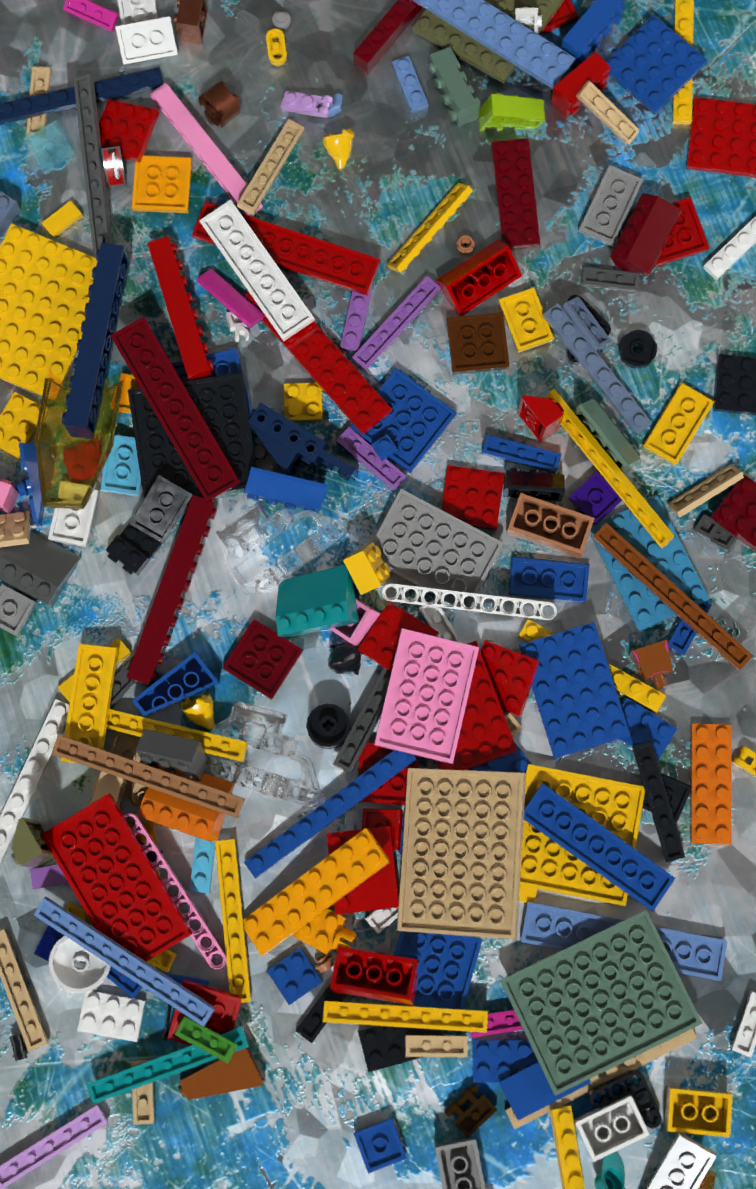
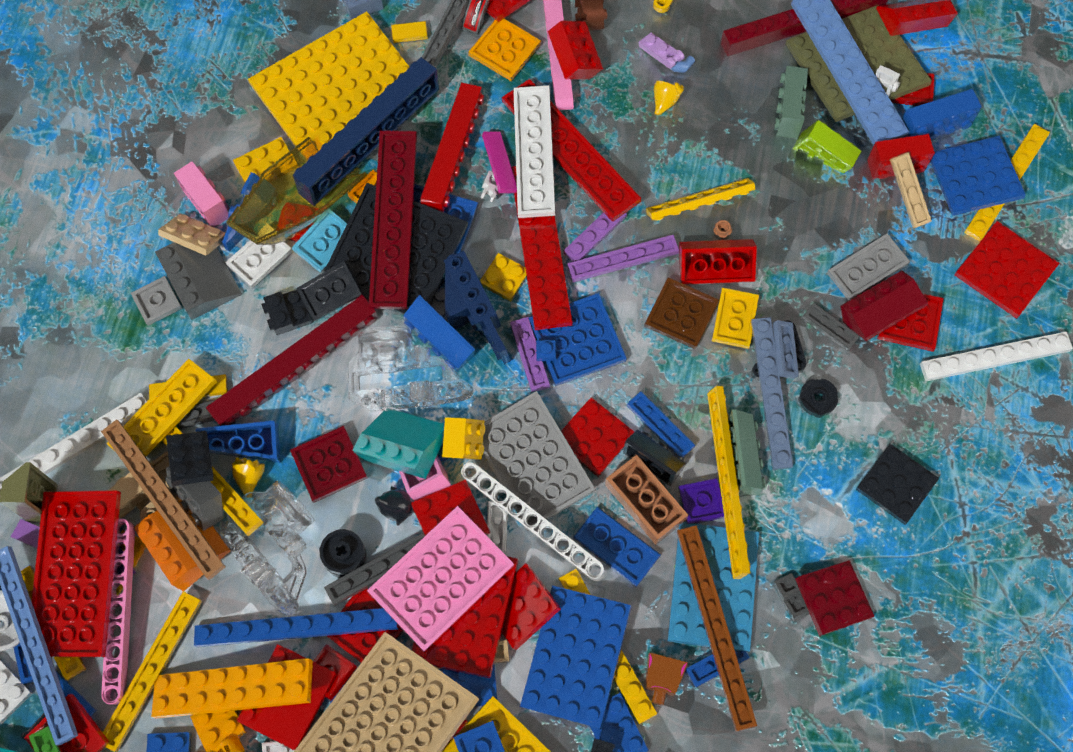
camera: 30 degrees right, 10 degrees down
(149, 728) = (189, 458): none -> black plate
(202, 866) = (158, 607): medium azure plate -> none
(231, 150) = (575, 50): none -> red brick
(270, 167) = (598, 80): tan plate -> none
(409, 84) = (756, 82): medium blue plate -> none
(515, 193) = (791, 213): dark red plate -> none
(540, 416) = (696, 401): red slope -> none
(678, 424) = (816, 482): yellow tile -> none
(705, 490) = (805, 553): tan plate -> none

